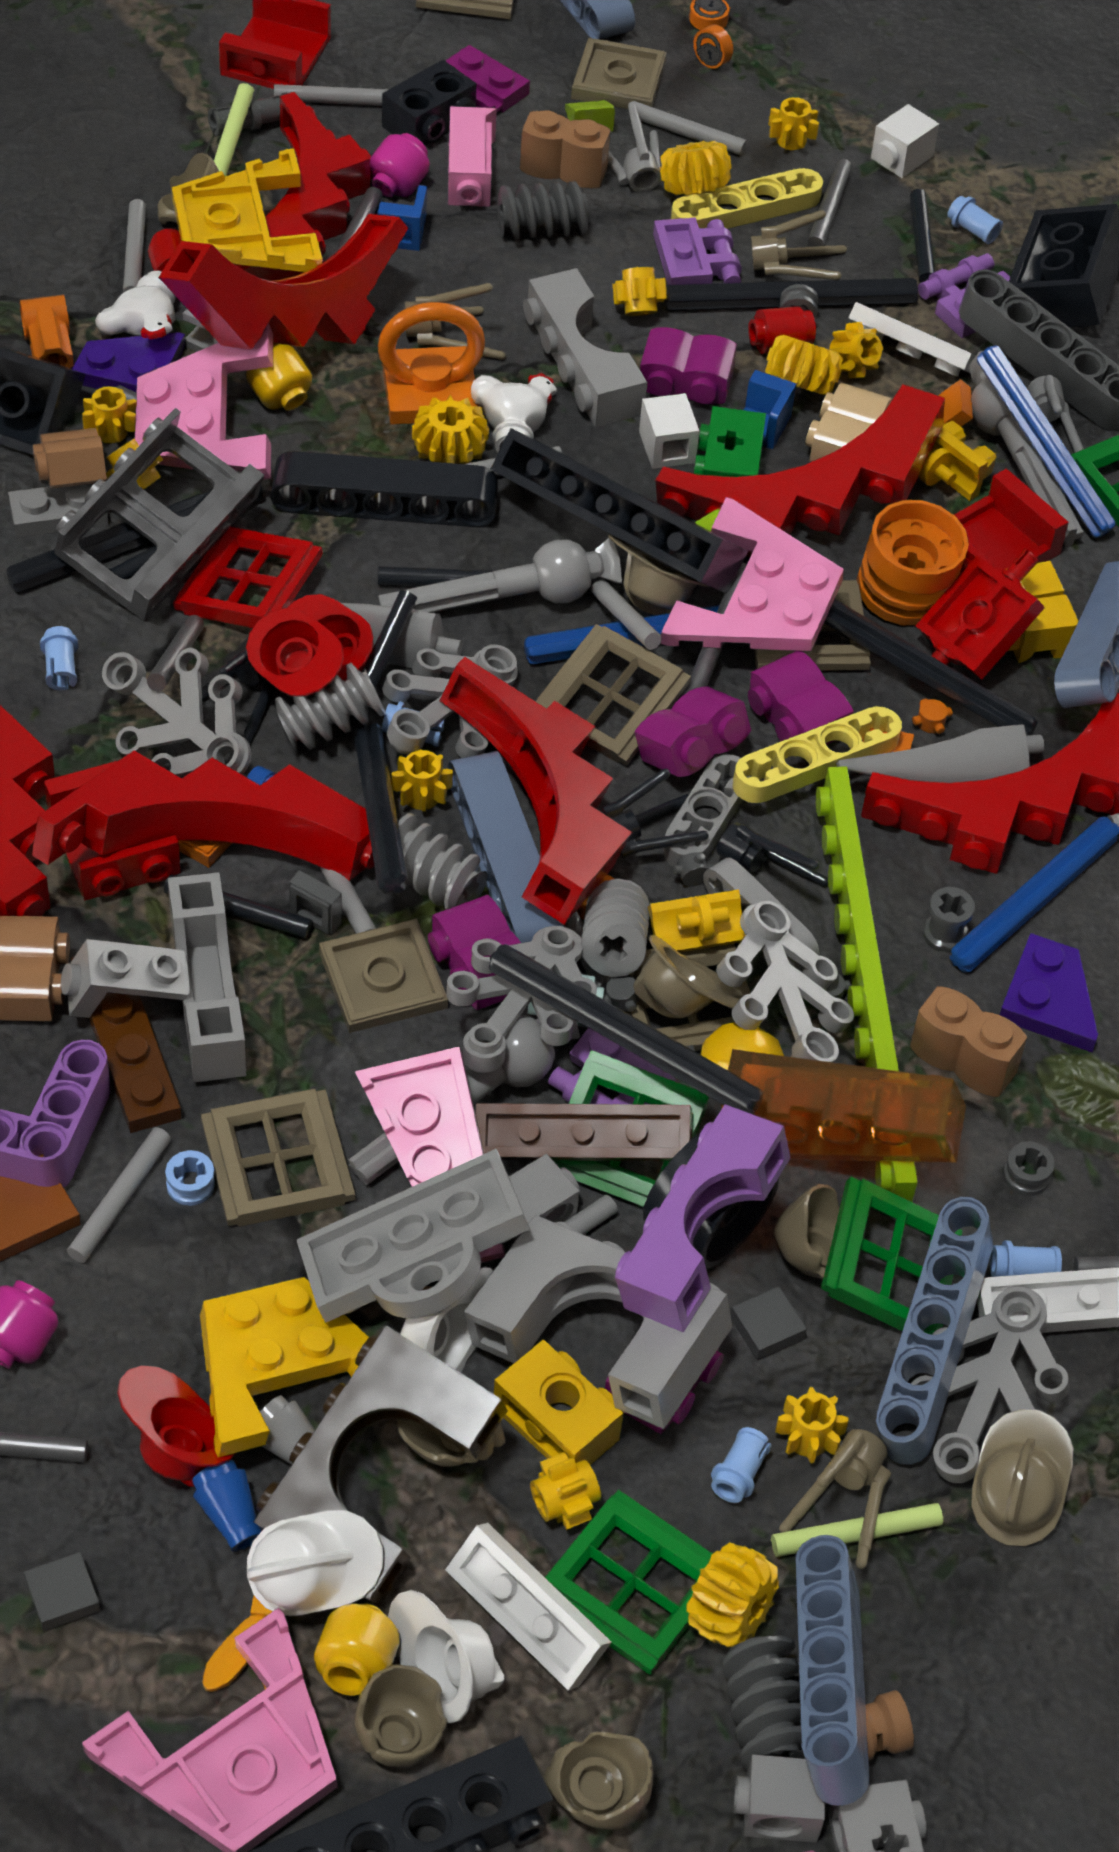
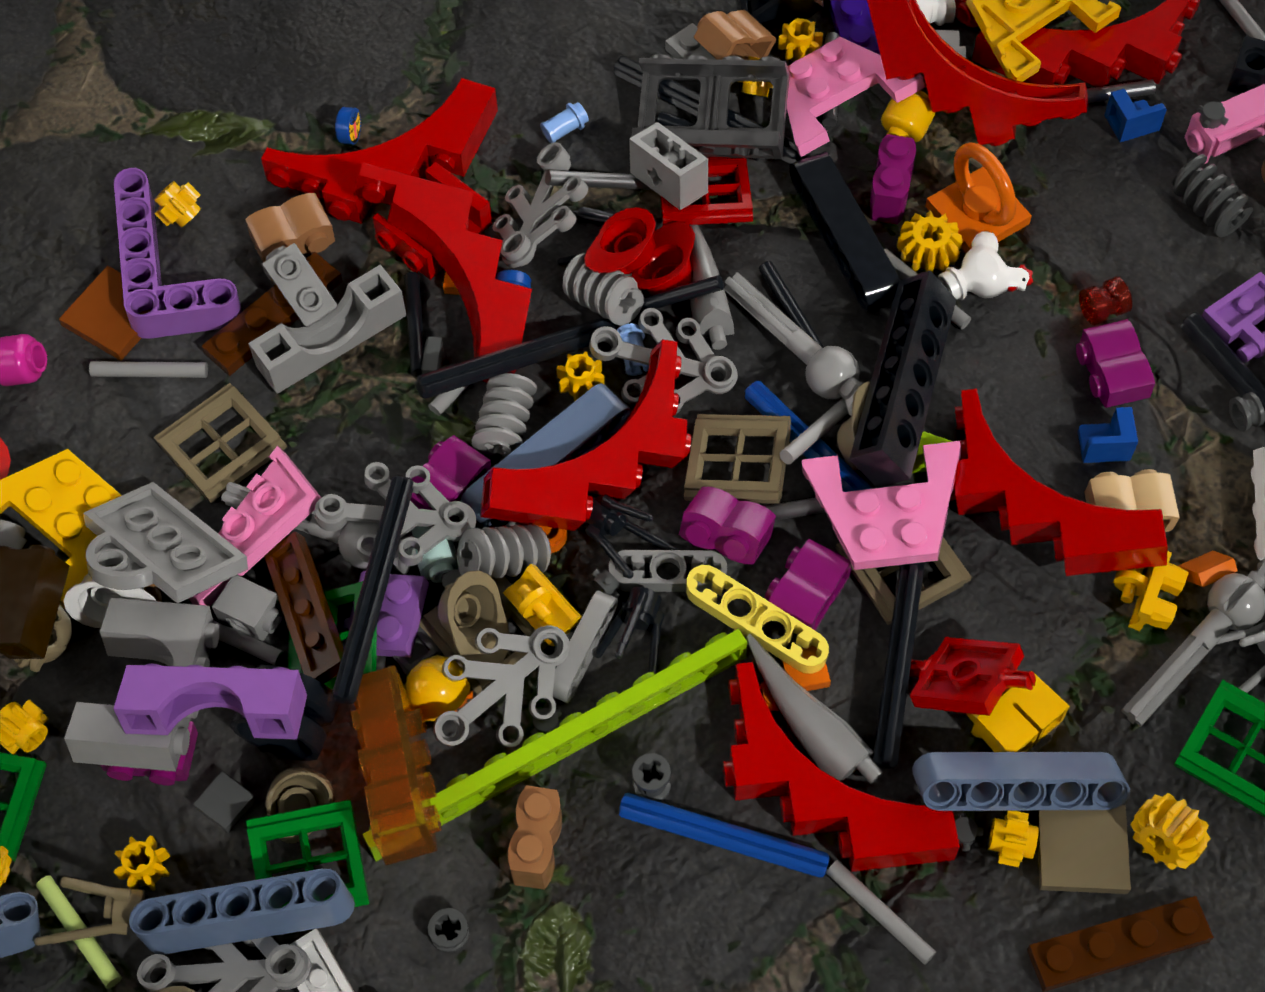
camera: 70 degrees right, 10 degrees up
(175, 1173) = (173, 390): light blue bush -> none
(221, 573) = (668, 165): none -> light grey brick
(350, 421) = (892, 179): none -> magenta brick
(383, 975) = (402, 431): dark tan tile -> none
(399, 165) = (1186, 84): dark pink head -> none
(425, 330) = (1040, 176): dark tan plant -> none
(464, 156) = (1212, 115): none -> dark grey piece
(550, 1378) = (82, 673): yellow brick -> none
(603, 381) = (1056, 316): light grey arch -> none
(611, 331) = (1103, 301): none -> clear red wheel
(639, 291) = (1171, 295): yellow gear -> none
(669, 431) = (1035, 380): white brick -> none
(730, 443) = (1040, 432): green brick -> none
(735, 1475) = (93, 831): light blue pin -> none
(781, 321) = (1209, 411): red brick -> none
(804, 364) = (1169, 439): yellow gear -> none
(858, 348) = (1211, 474): yellow gear -> none
(910, 560) = (1005, 584): orange wheel -> none
(932, 716) = (864, 688): orange piece -> none
(1009, 522) = (1086, 657): red panel -> none
(1021, 1260) = (355, 959): light blue pin -> none
(1046, 441) = (1205, 650): axle -> none
(1051, 994) = (629, 883): dark purple wing -> none

